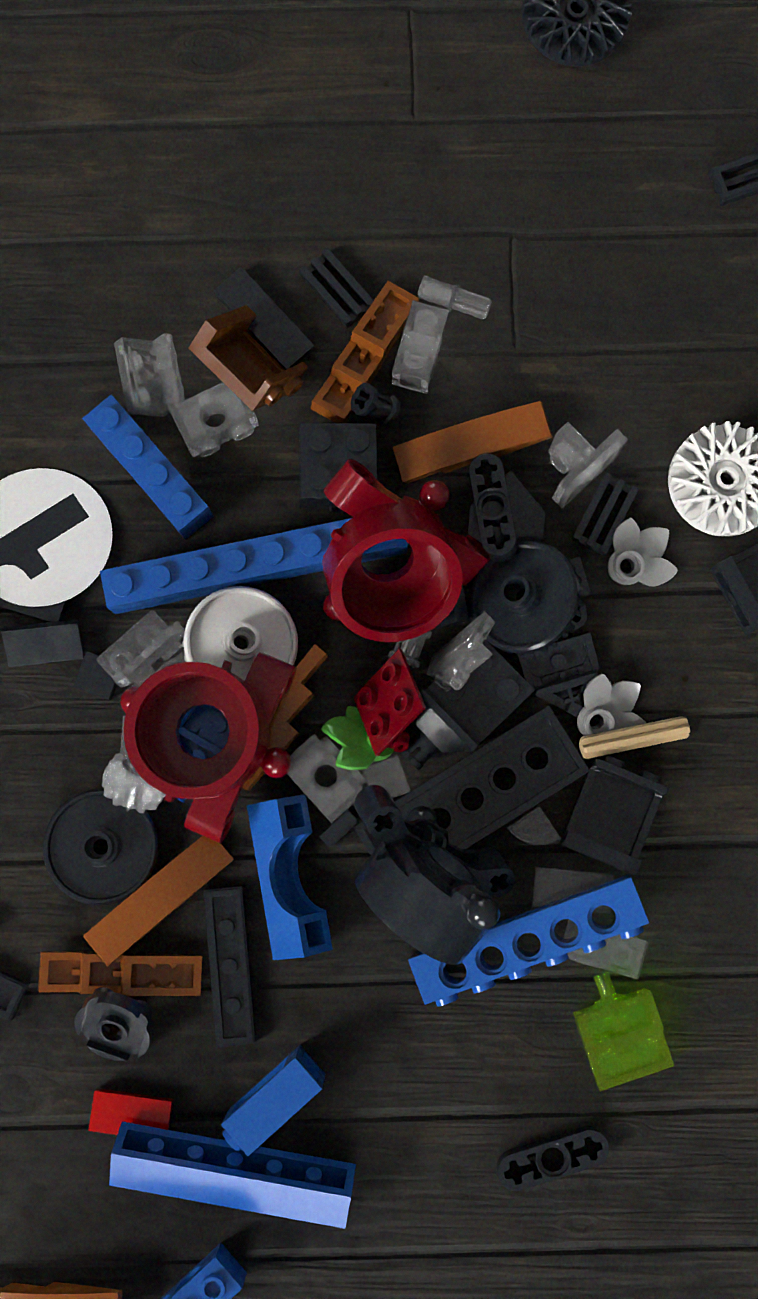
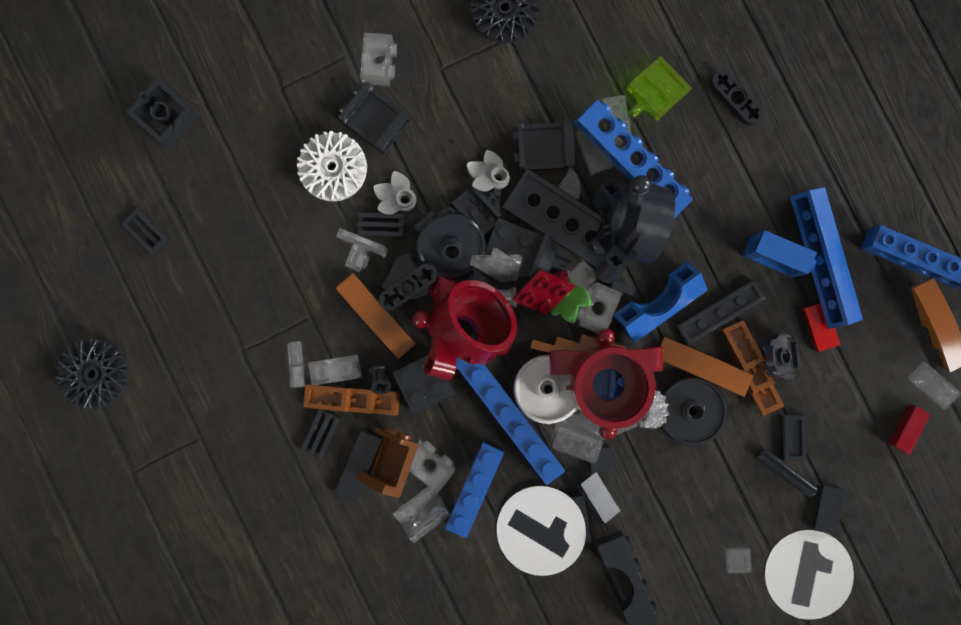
camera: 120 degrees left, 5 degrees up
(634, 737) = (497, 153): tan axle -> none

